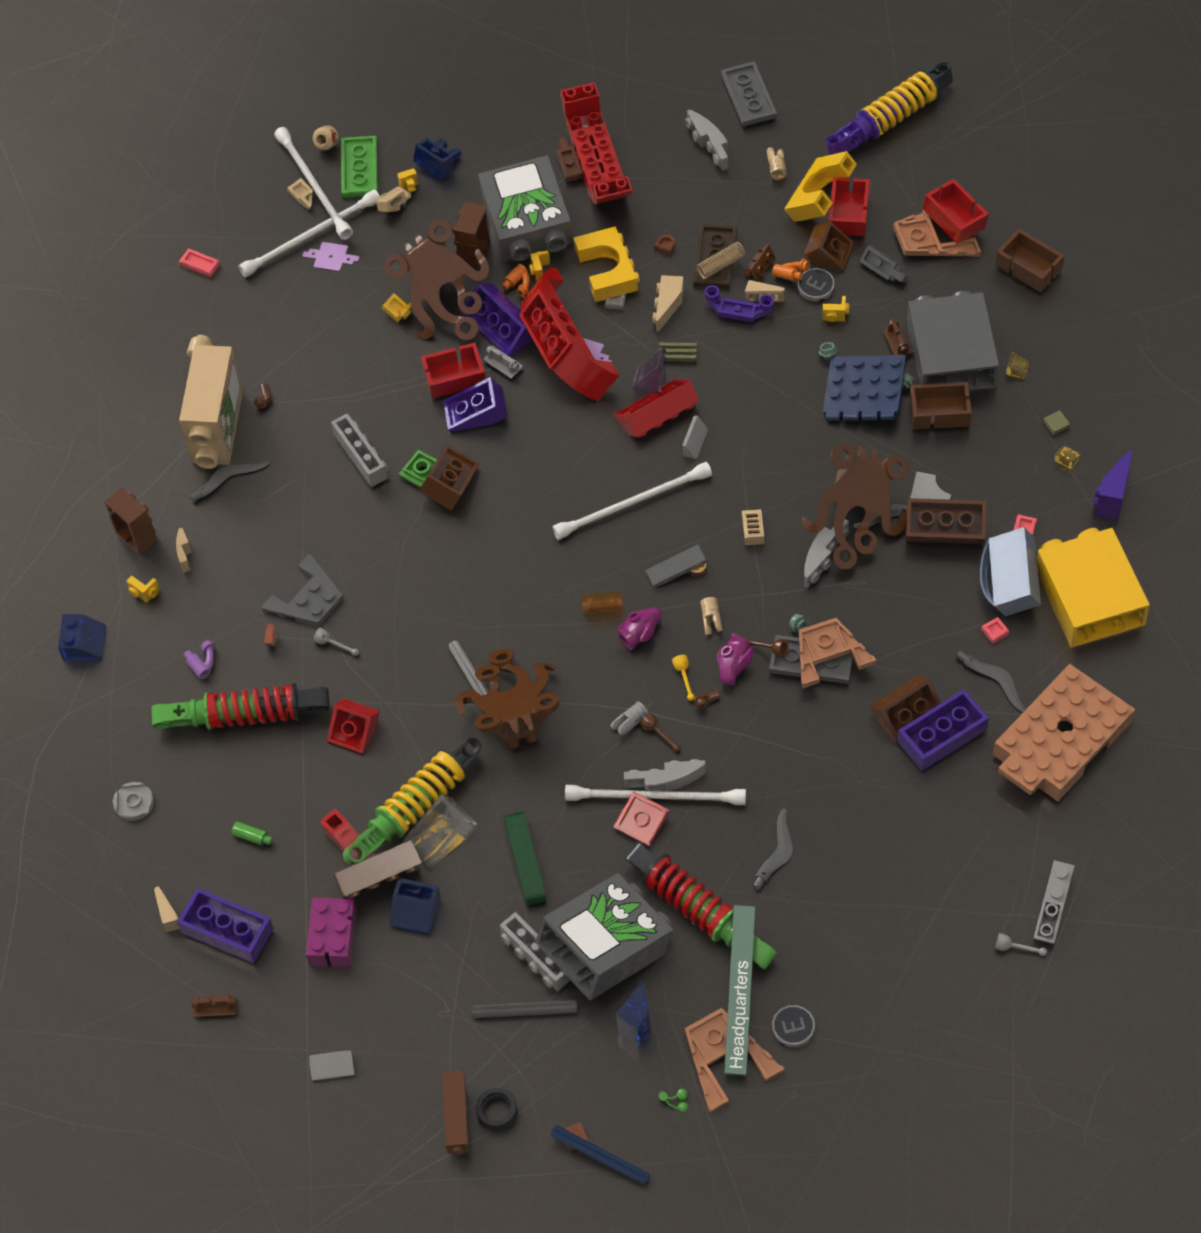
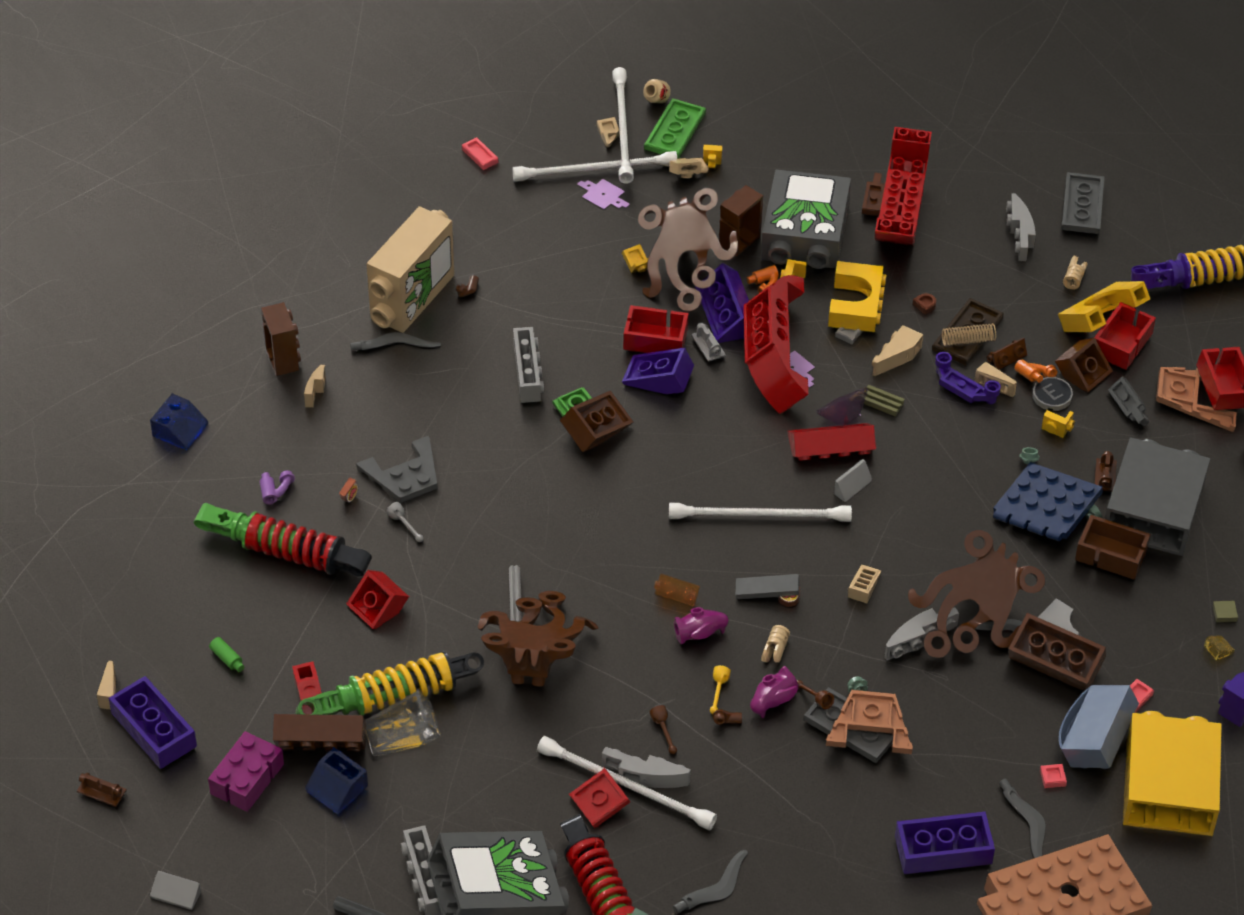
camera: 20 degrees right, 10 degrees down
(133, 801) = (139, 581): light grey tile -> none
(143, 591) = (259, 407): yellow bracket -> none
(435, 157) = (749, 145): clear blue brick -> none
(525, 858) = (467, 785): dark green beam -> none
(630, 718) = (641, 703): light grey hinge -> none
(905, 705) = (919, 803): reddish brown slope -> none
(1017, 366) = (1213, 544): clear yellow slope -> none

